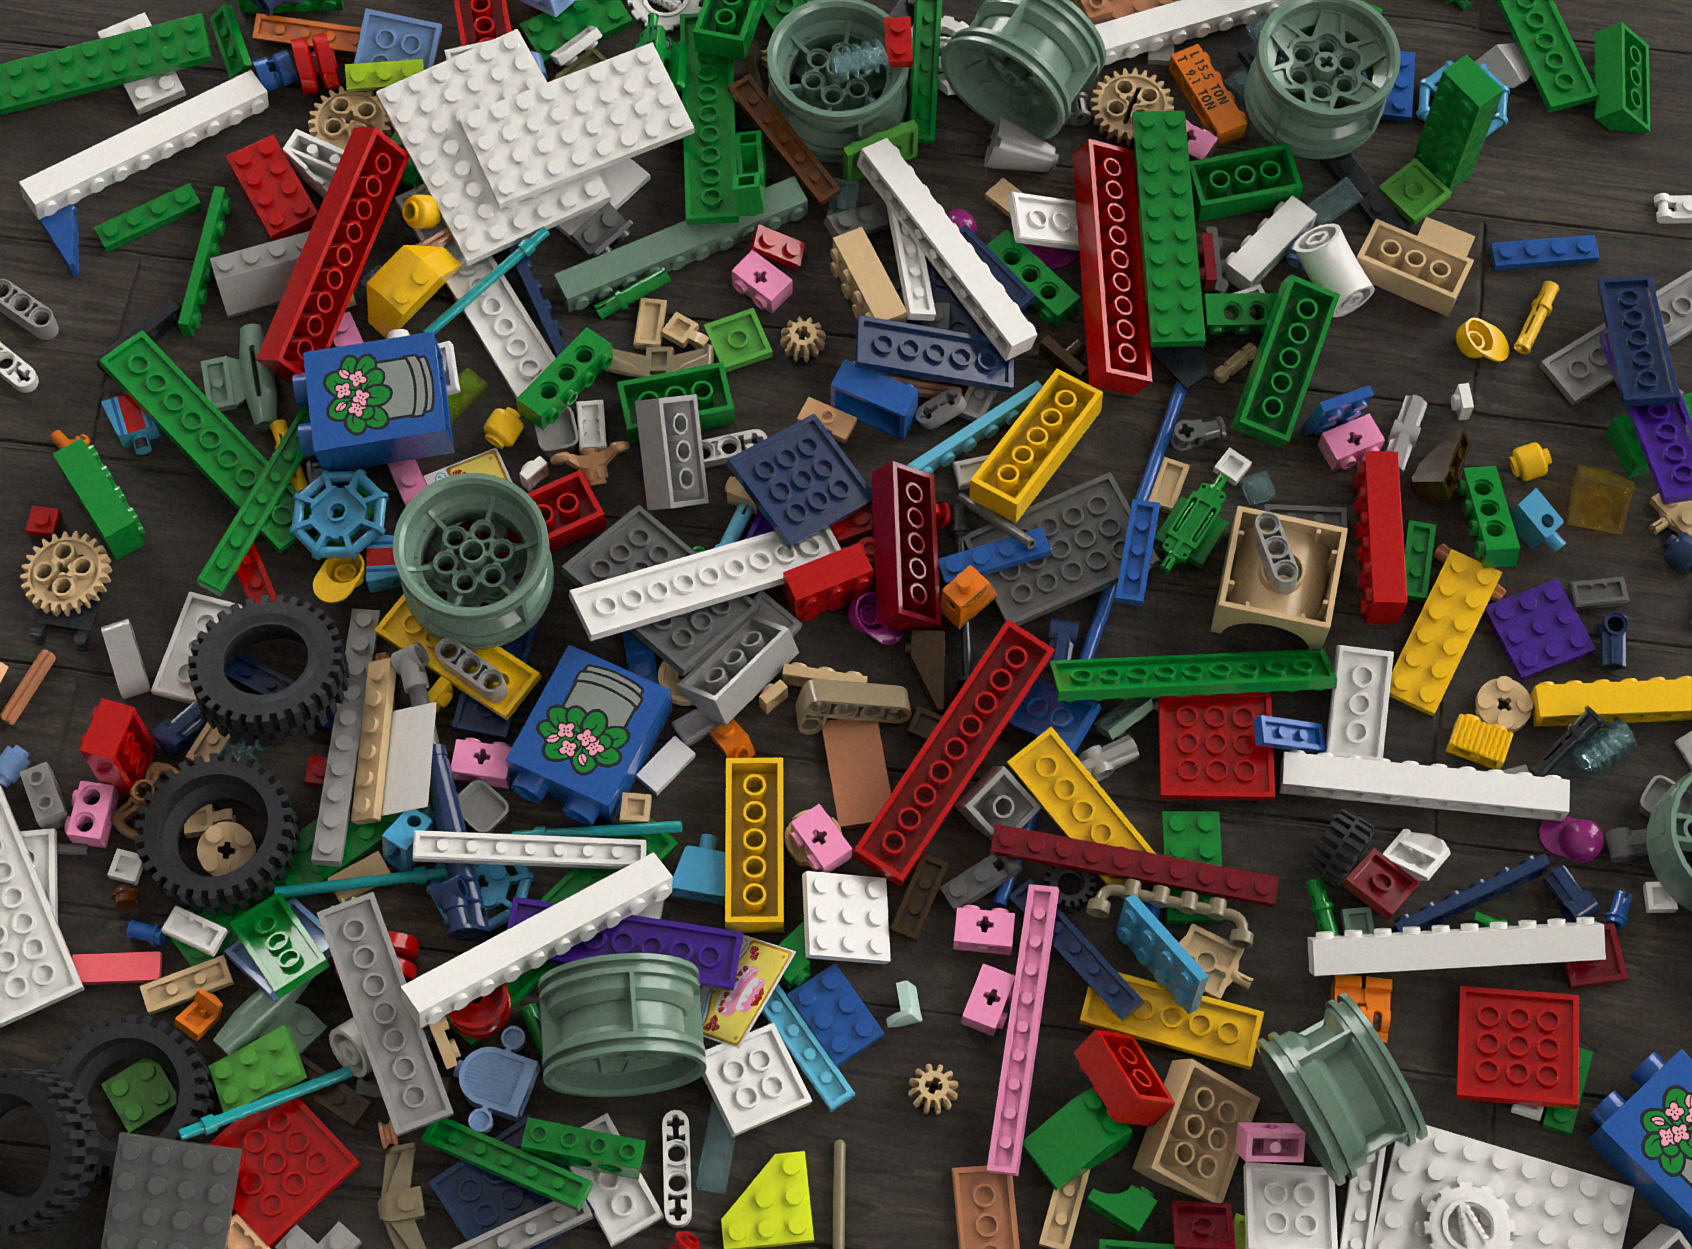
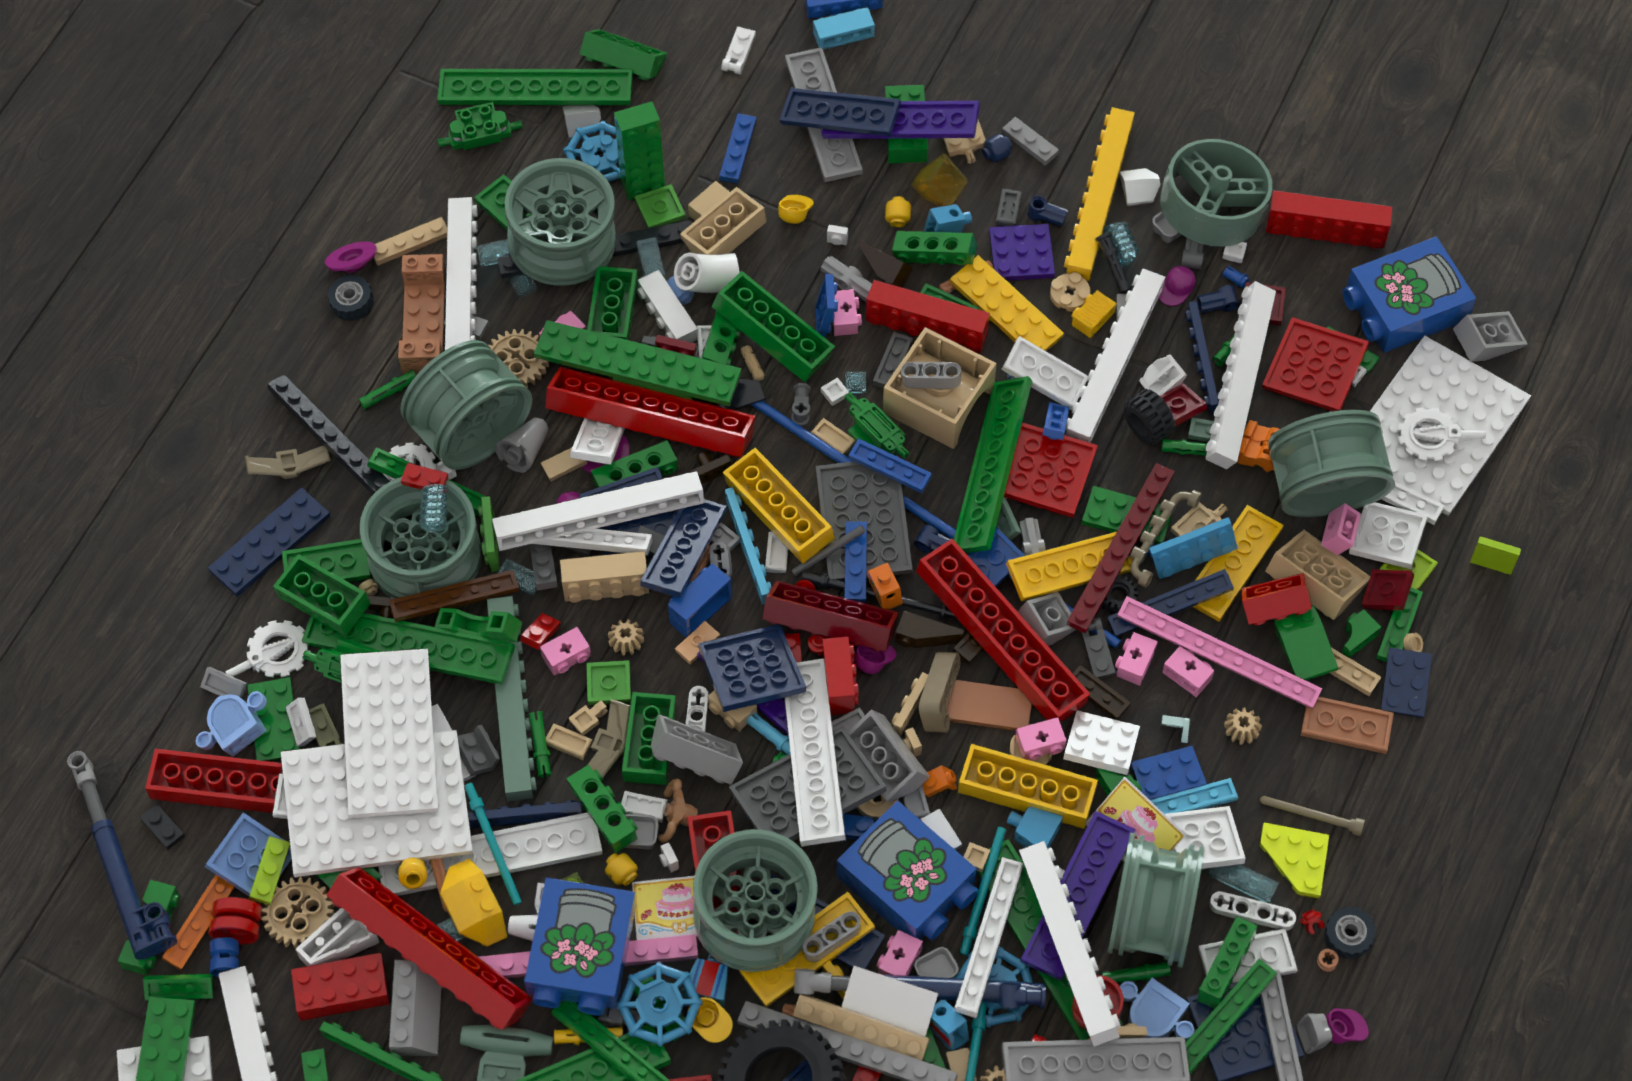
camera: 70 degrees left, 5 degrees down
(1208, 95) = (526, 307): orange brick -> none
(1540, 309) = (772, 156): yellow pin -> none

